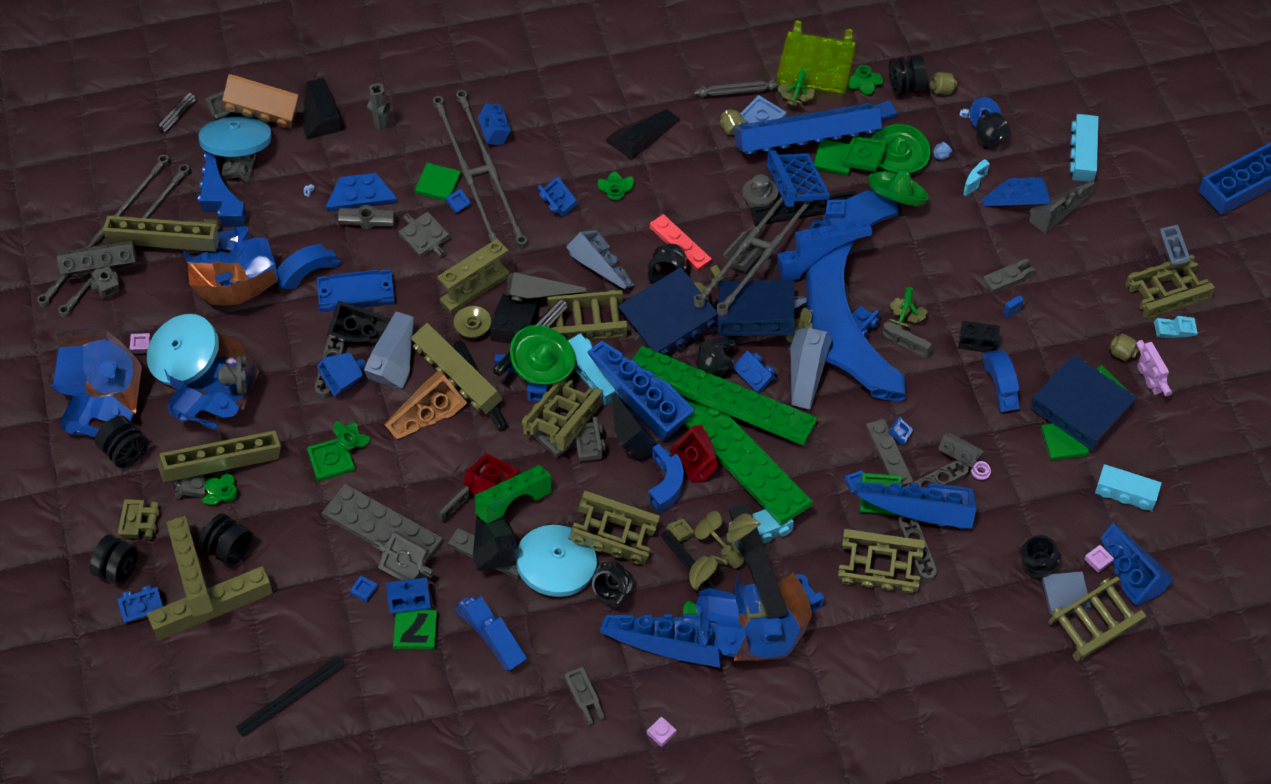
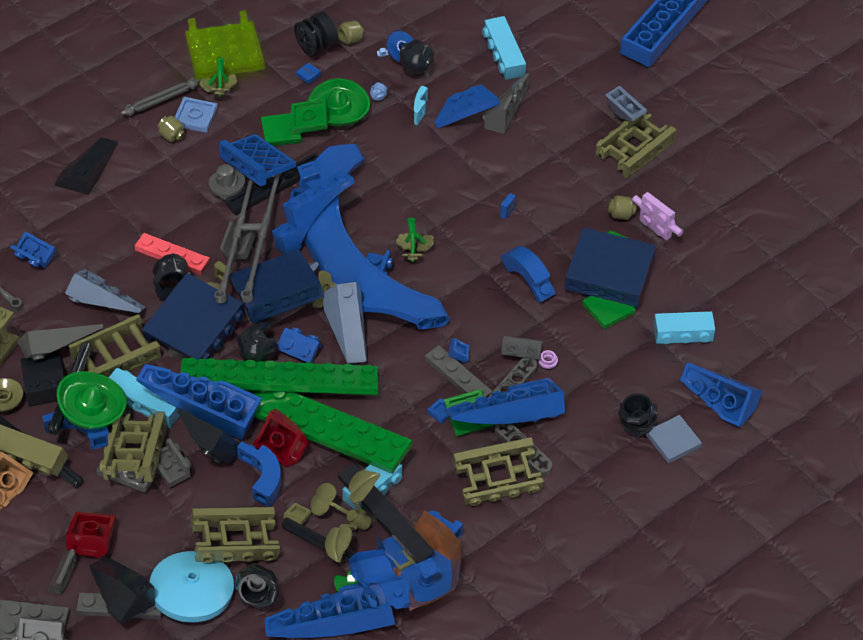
camera: 25 degrees left, 5 degrees down
(494, 501) = (108, 551): green arch -> none
(615, 185) = (84, 223): green plate -> none
(807, 127) = (245, 110): blue brick -> none
(865, 80) = (277, 52): green plate -> none
(898, 187) = (355, 135): green hat -> none
(906, 340) = (426, 268): dark grey hinge -> none
(978, 337) = (490, 242): black brick -> none
(1008, 276) = (489, 181): dark grey hinge -> none
(1099, 558) = (688, 398): lavender plate -> none
(1099, 638) = (722, 466): olive fence -> none
(1176, 328) = (658, 176): medium azure slope -> none

